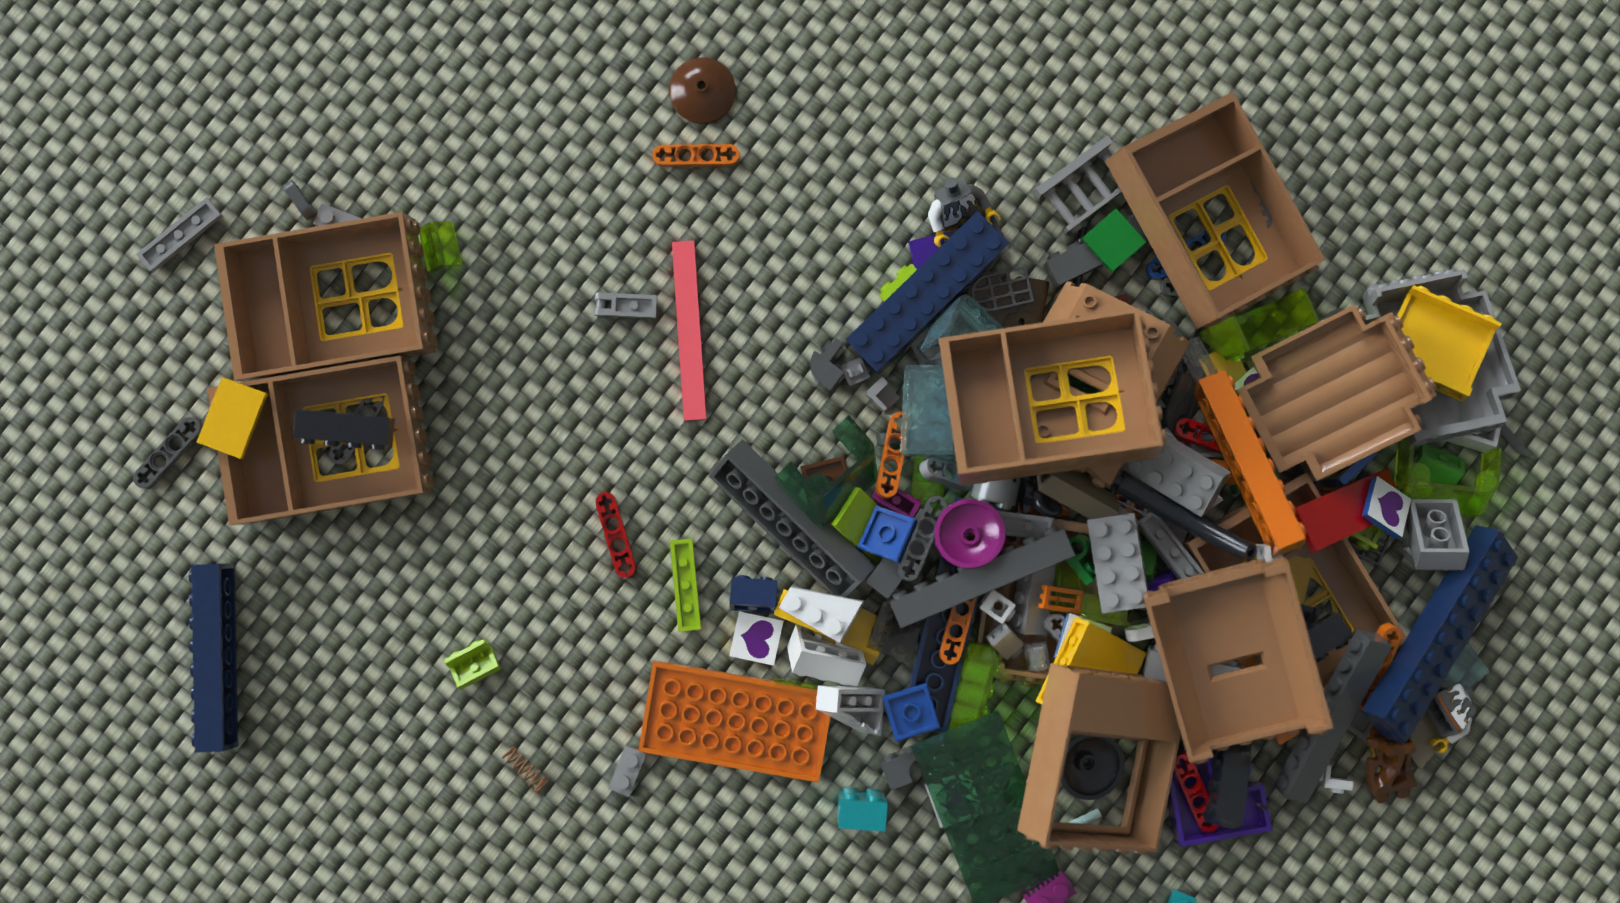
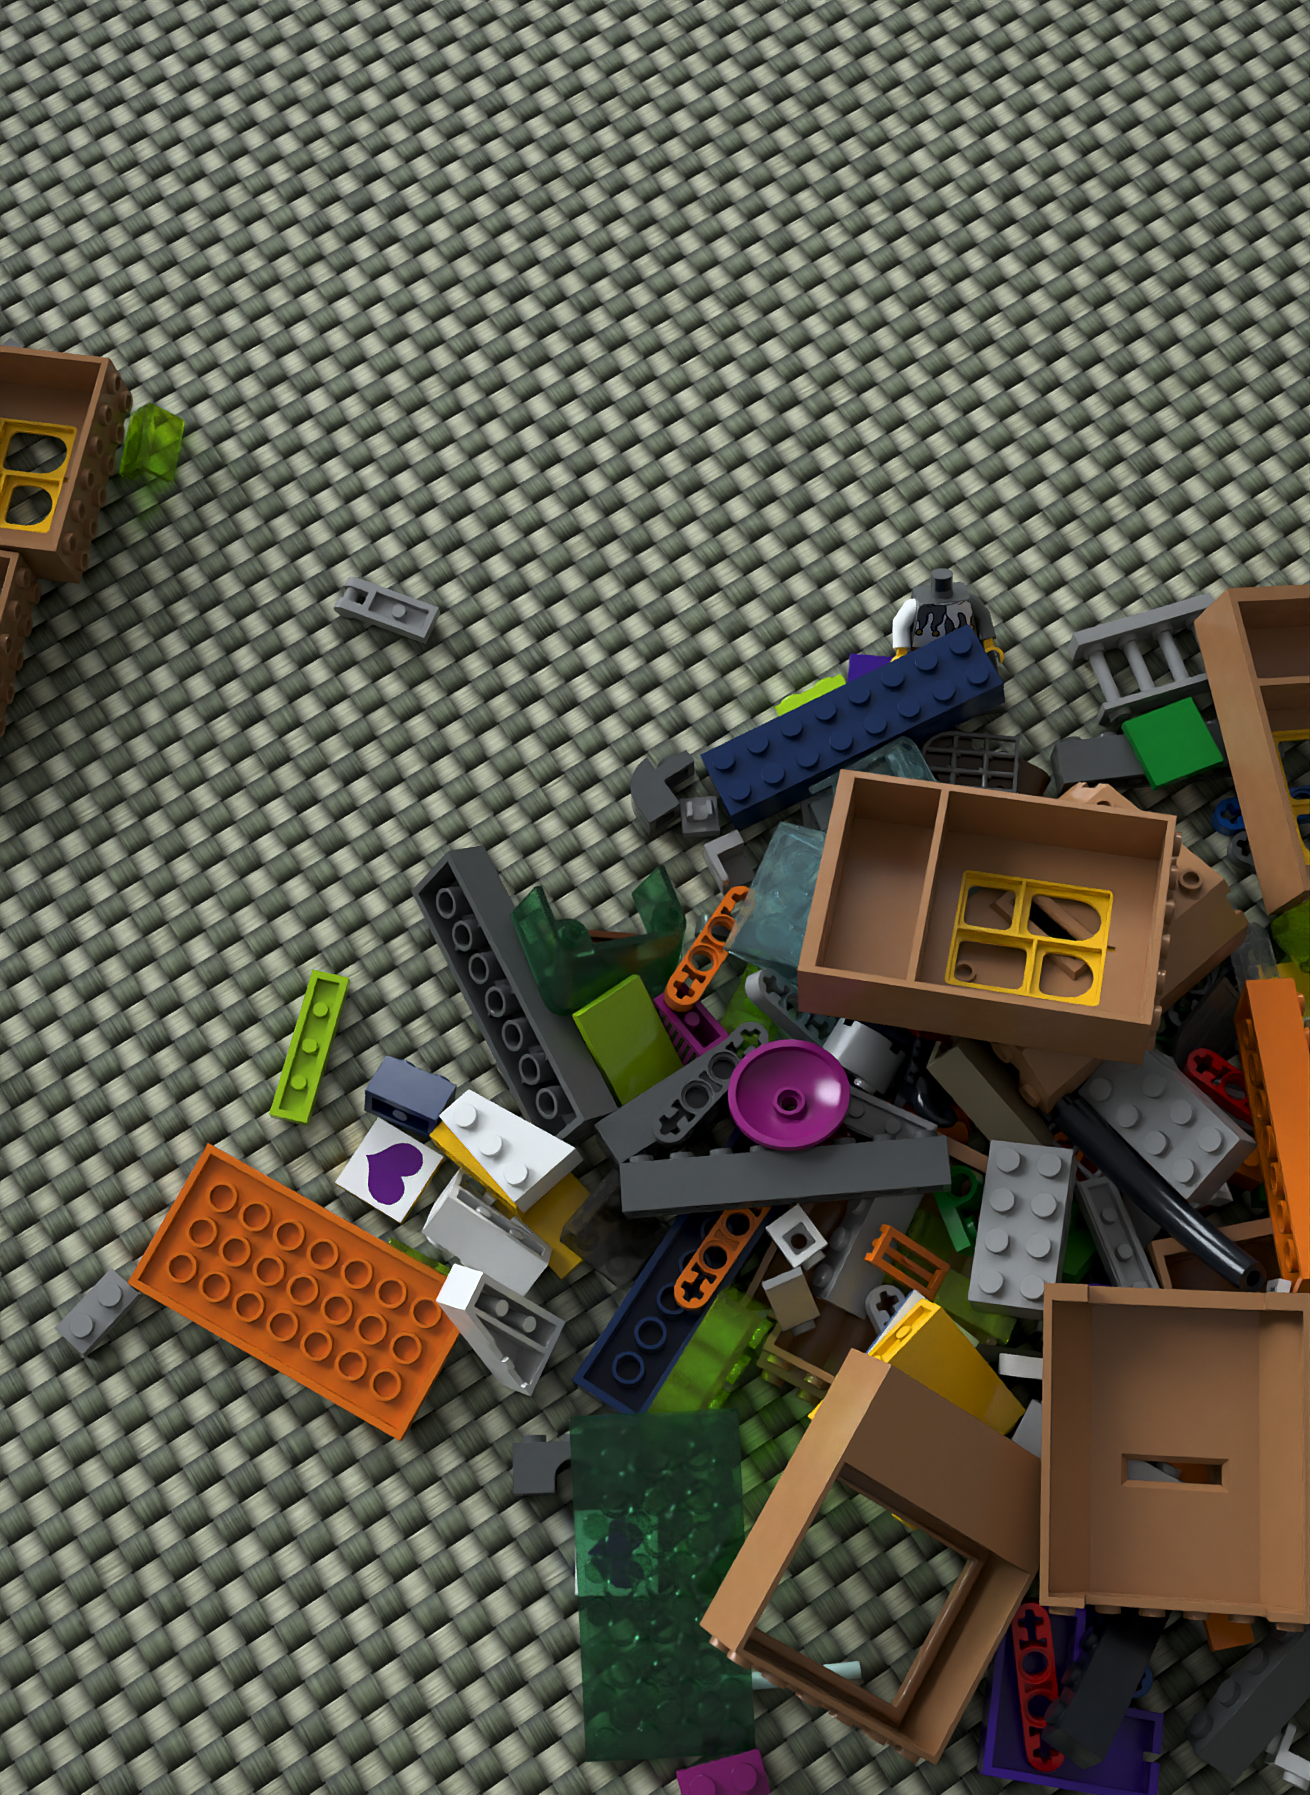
camera: 25 degrees right, 15 degrees down
(619, 533) = (229, 936): red beam -> none
(689, 330) = (467, 679): coral tile -> none
(696, 151) = (577, 434): orange beam -> none
(705, 104) = (622, 373): reddish brown dish -> none
(861, 809) = (449, 1504): teal brick -> none
(887, 534) = (656, 1062): blue tile -> none
(911, 712) = (592, 1367): blue tile -> none
(1036, 656) = (835, 1343): clear piece -> none
(1100, 772) = (891, 1590): black dish -> none

